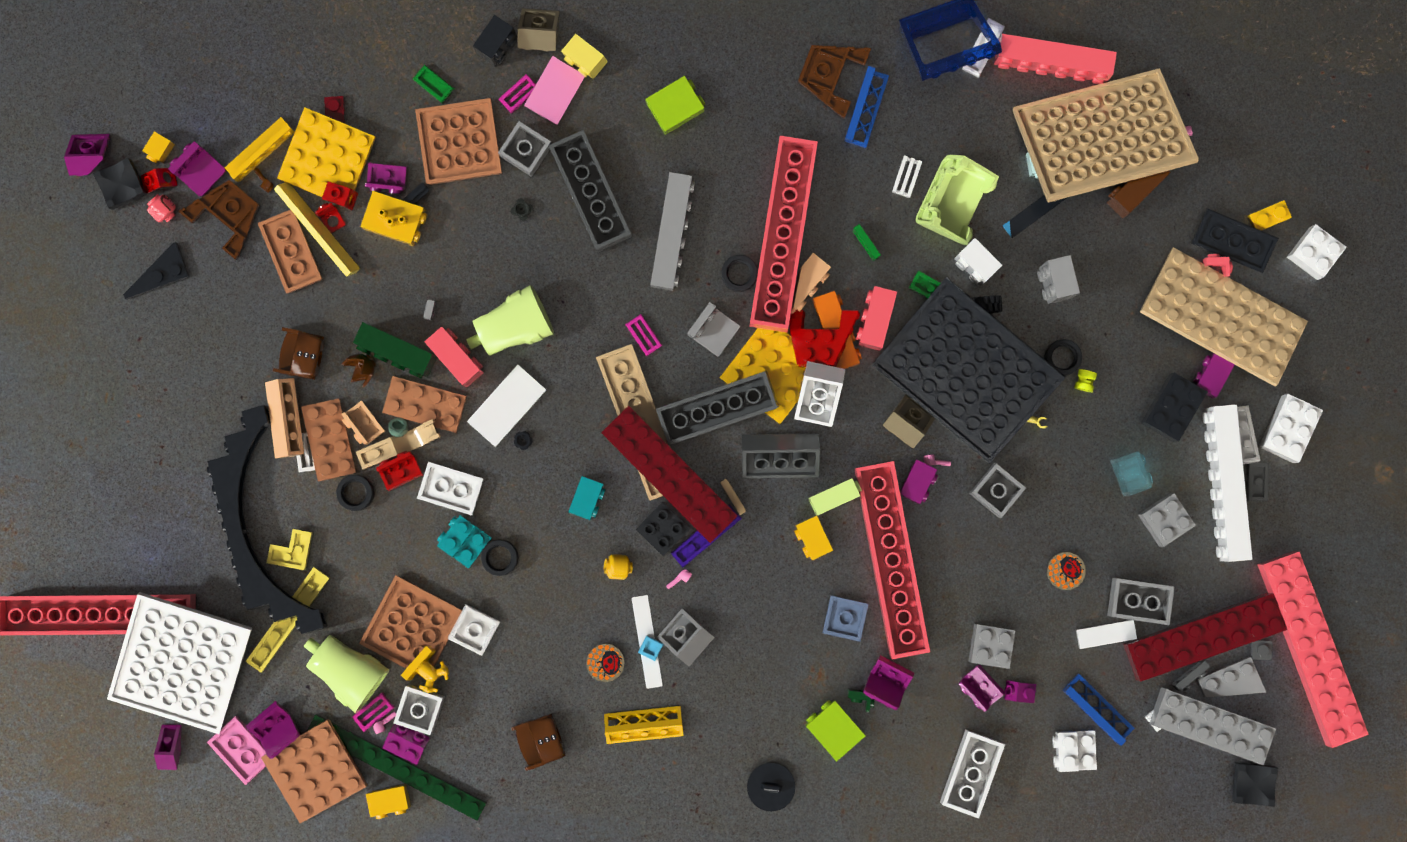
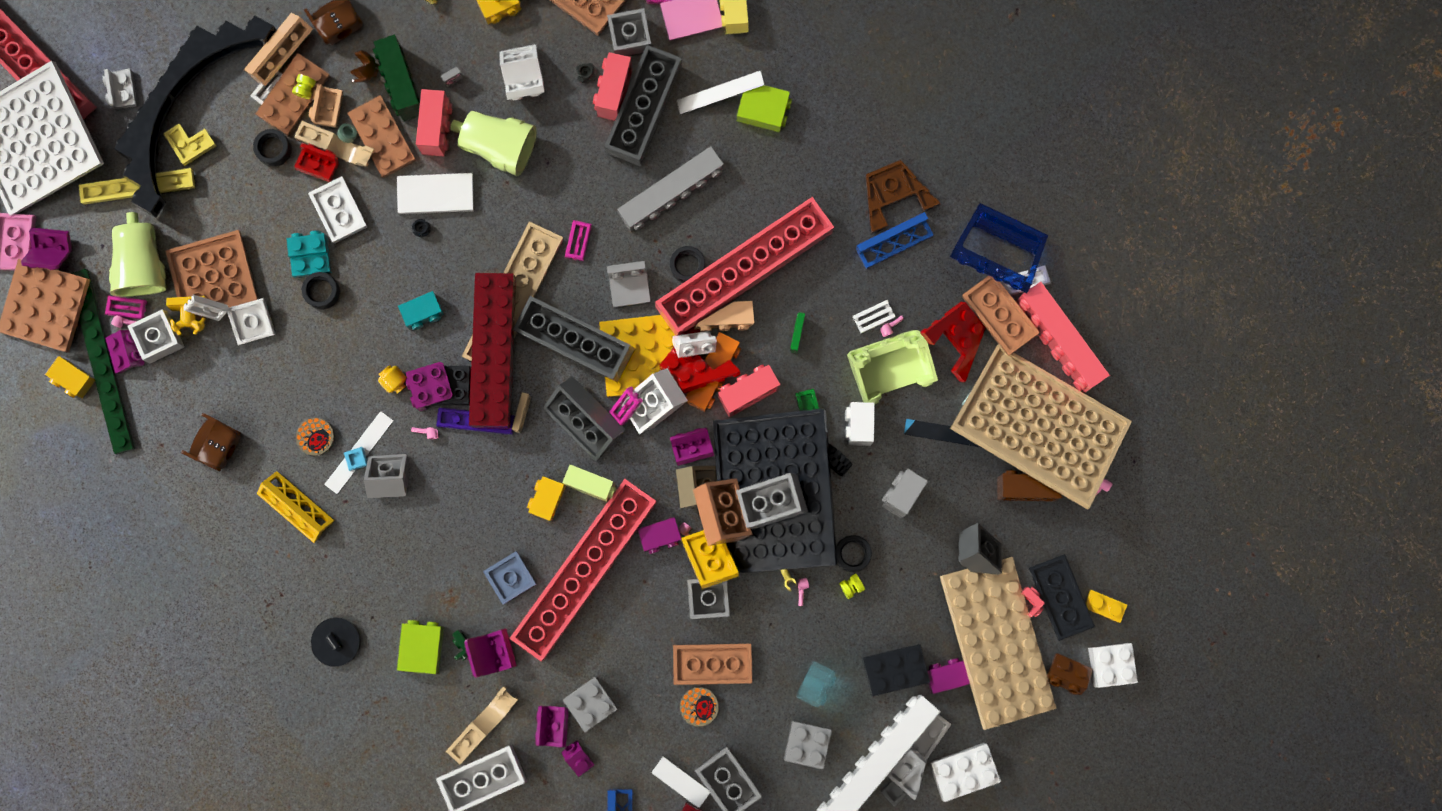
camera: 45 degrees right, 5 degrees down
(199, 563) = (120, 89): none -> white bracket
(334, 426) = (304, 86): none -> neon yellow wheel
(436, 652) = (206, 307): none -> white tile
(478, 256) = (521, 72): none -> white bracket
(555, 200) = (612, 85): none -> coral brick
(634, 126) = (720, 92): none -> white sticker
(649, 544) = (428, 385): none -> magenta bracket
(804, 405) = (633, 398): none -> dark pink tile
(806, 324) = (694, 344): none -> white bracket
(876, 398) = (691, 446): none -> magenta bracket
(925, 176) = (886, 330): none -> bright pink hand
(932, 737) = (482, 726): none -> tan piece
(948, 421) = (721, 512): none -> nougat brick
(970, 461) = (710, 563): none -> yellow plate
(976, 379) = (772, 501): none -> light grey brick
(982, 123) = (963, 331): none -> red wing
(995, 85) = (1000, 314): none -> nougat plate
(1045, 532) = (712, 664): none -> nougat plate
(1050, 414) = (802, 584): none -> bright pink hand
(1148, 266) = (979, 550): none -> dark grey slope
(1256, 467) = (909, 772): none -> light grey wing
(1293, 288) = (1069, 674): none -> reddish brown bracket

